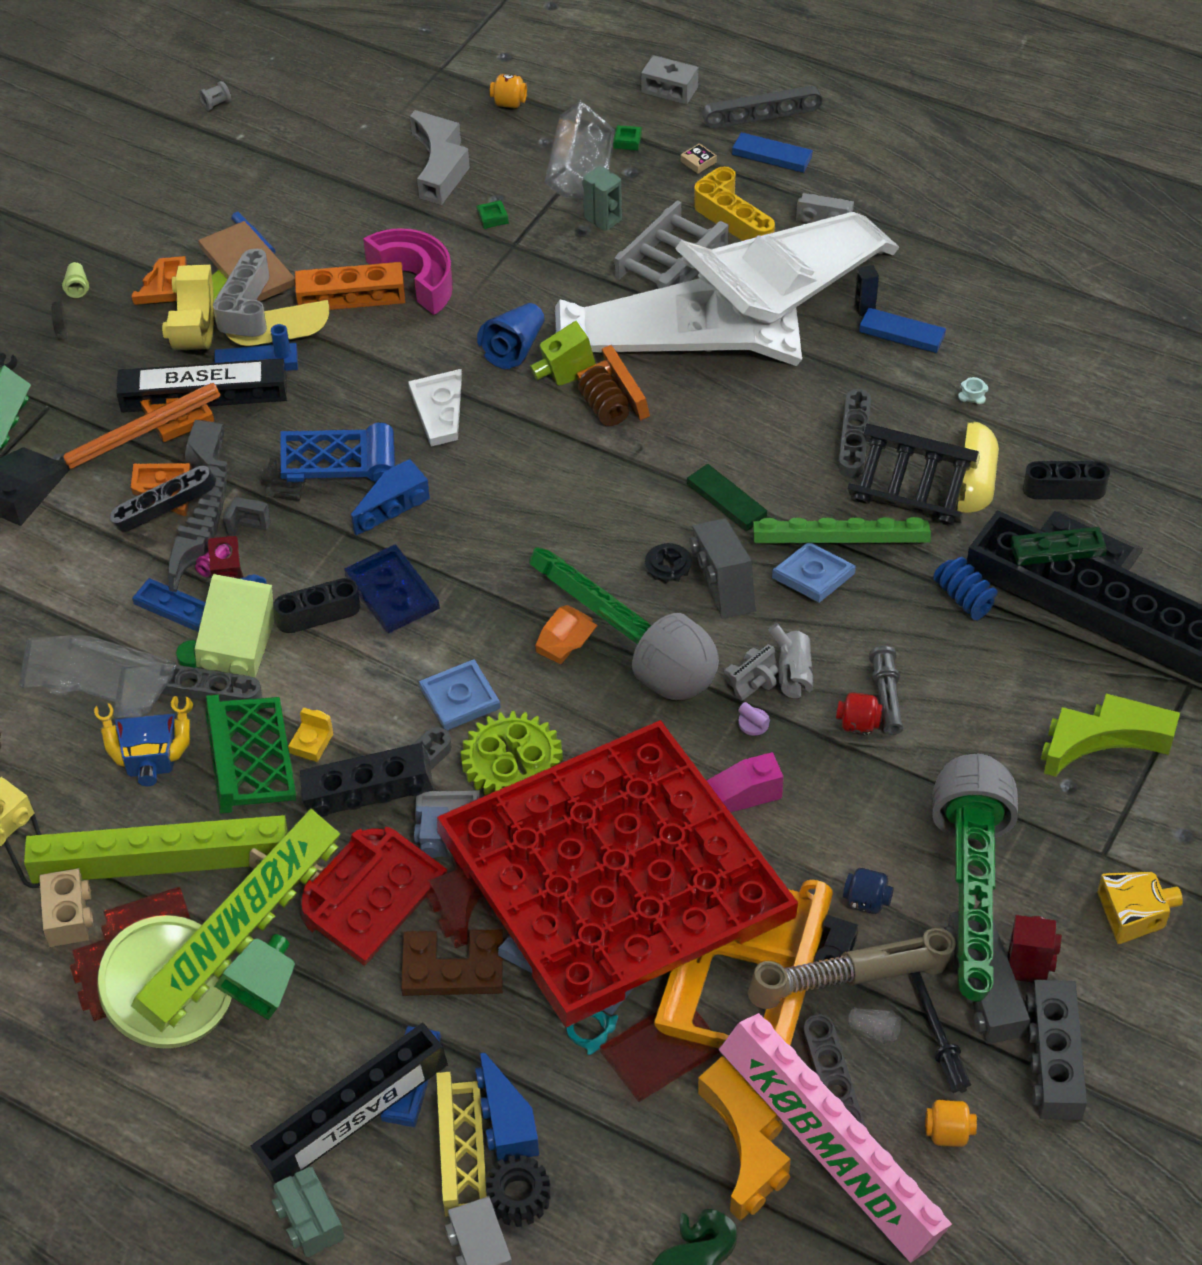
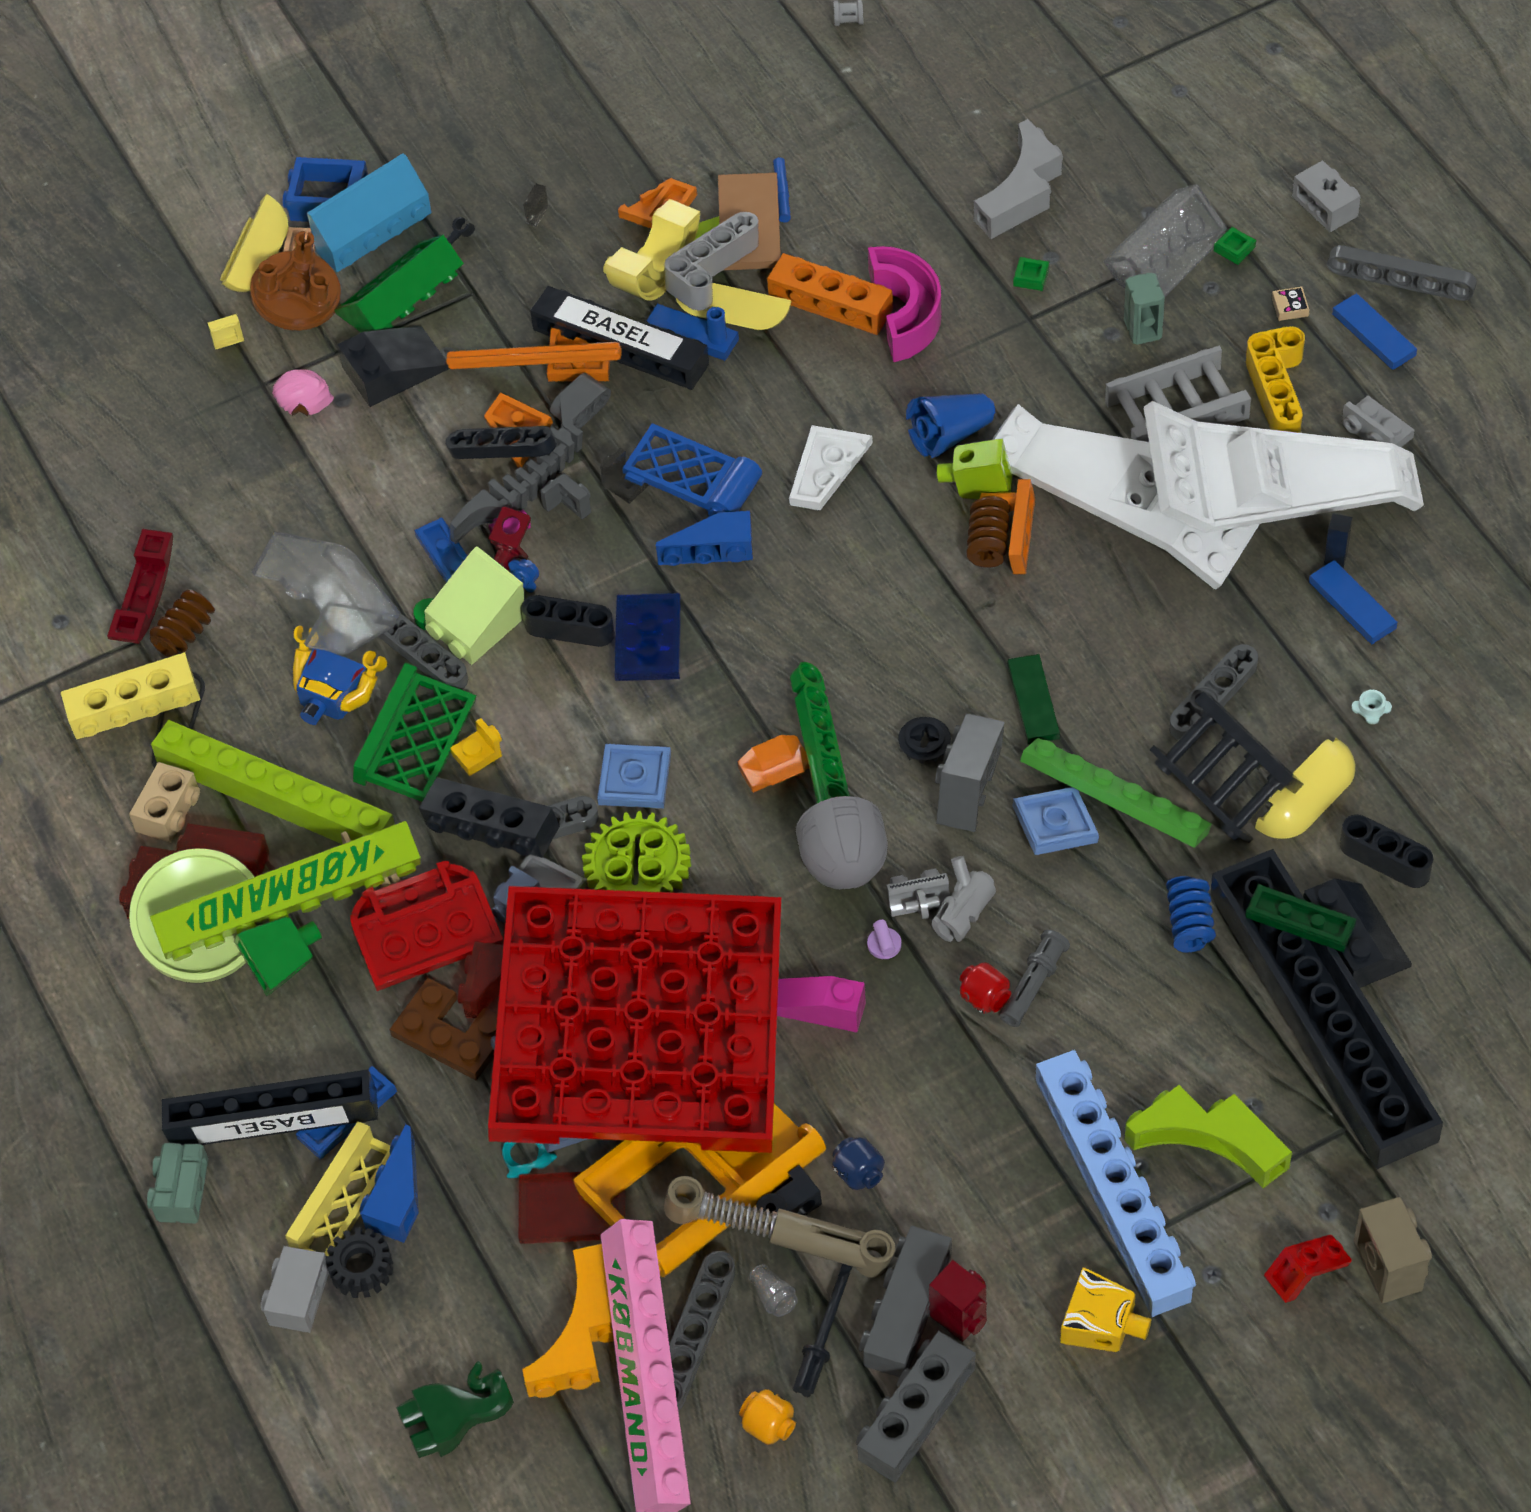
camera: 35 degrees right, 5 degrees up
(75, 281) = (579, 167): yellowish green cone -> none
(508, 91) = (1145, 136): light orange head -> none
(976, 802) = (1017, 1129): green piece -> none
(1083, 802) = (1157, 1290): none -> light blue brick

